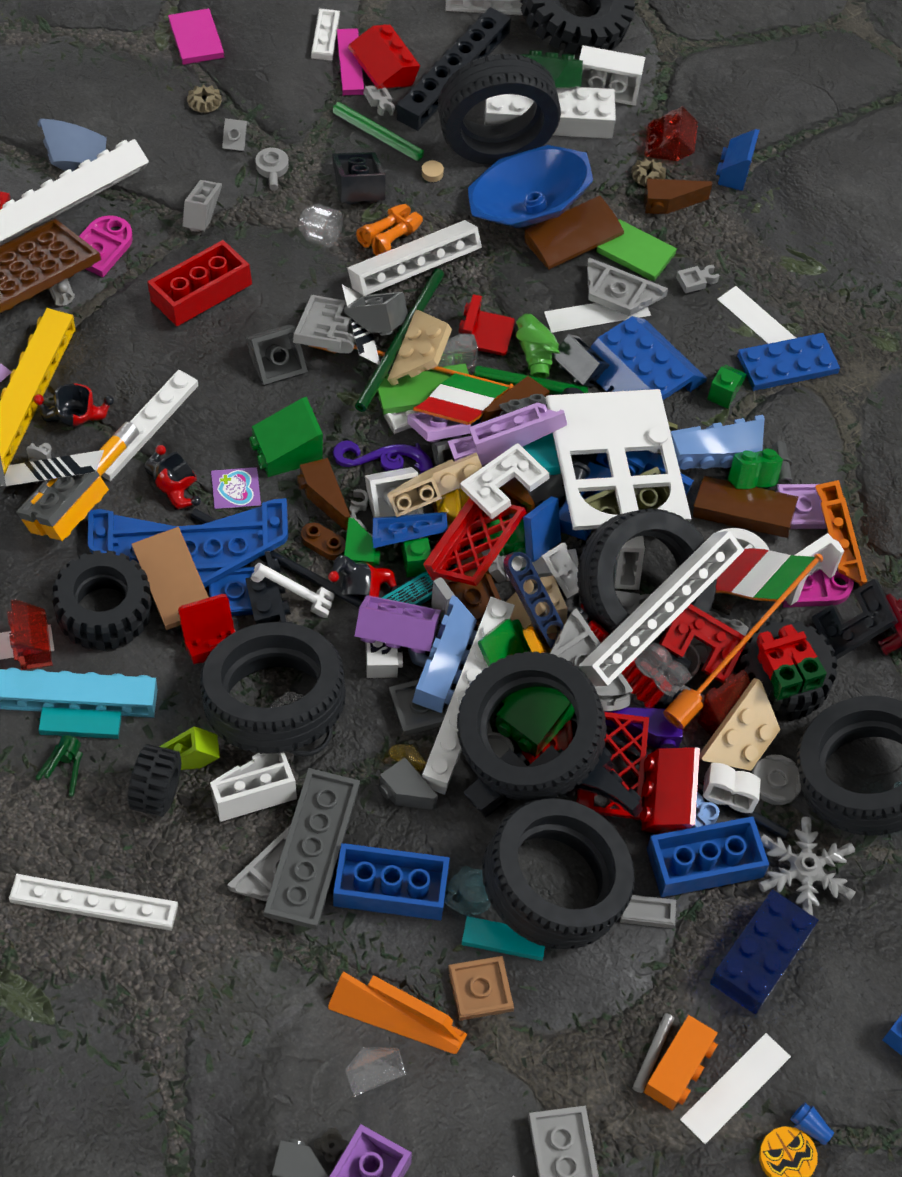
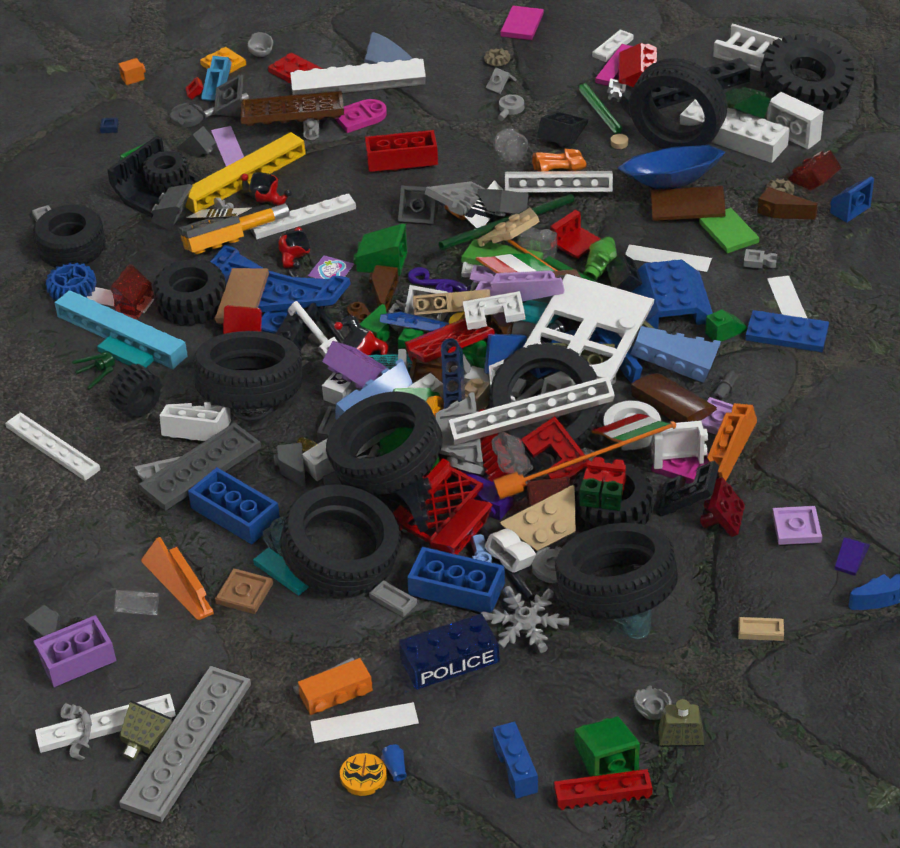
camera: 40 degrees right, 15 degrees down
(195, 747) = (177, 389): lime slope -> none
(201, 205) = (440, 111): light grey slope -> none
(621, 289) = (694, 247): light grey wing -> none
(755, 469) = (696, 378): green brick -> none

